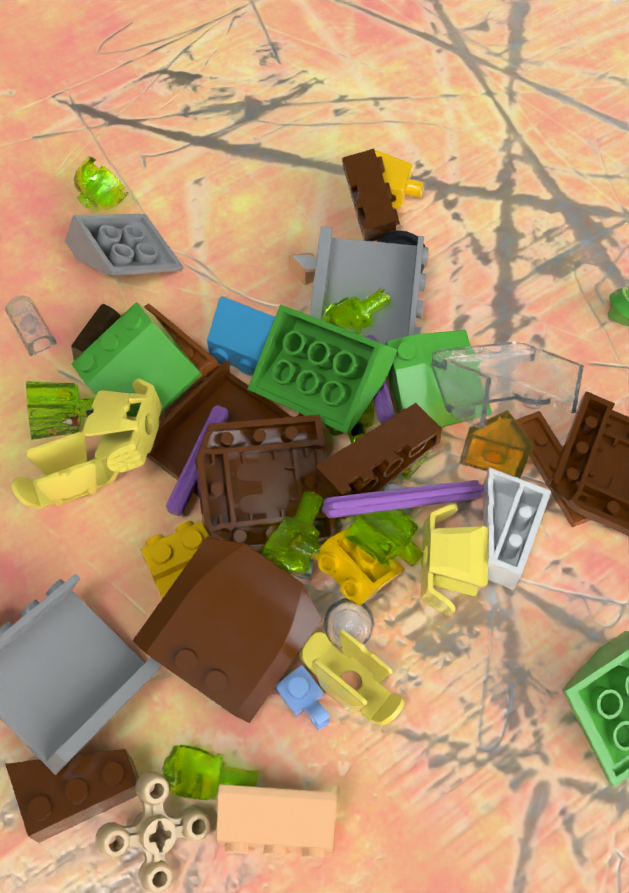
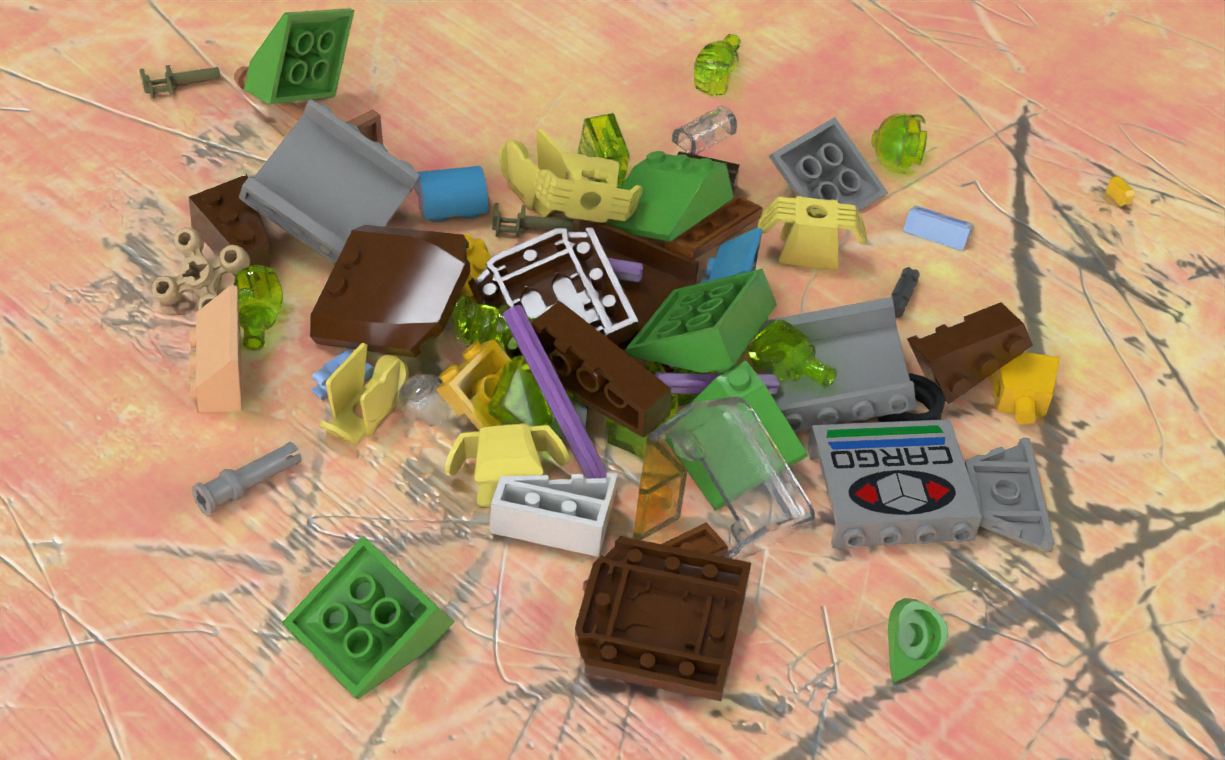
camera: 75 degrees right, 15 degrees down
(67, 549) = (452, 193): none -> dark azure brick
(117, 499) = (528, 222): none -> olive piece
(183, 71) = (1120, 191): none -> yellow piece
(192, 273) = (811, 232): none -> light yellow piece
(195, 191) = (938, 227): none -> light blue slope
(269, 232) = (904, 290): none -> dark grey axle
(448, 819) = (232, 484): none -> light grey pin
(484, 282) = (895, 483): none -> light grey panel
(492, 220) = (1011, 495): none -> light grey wing

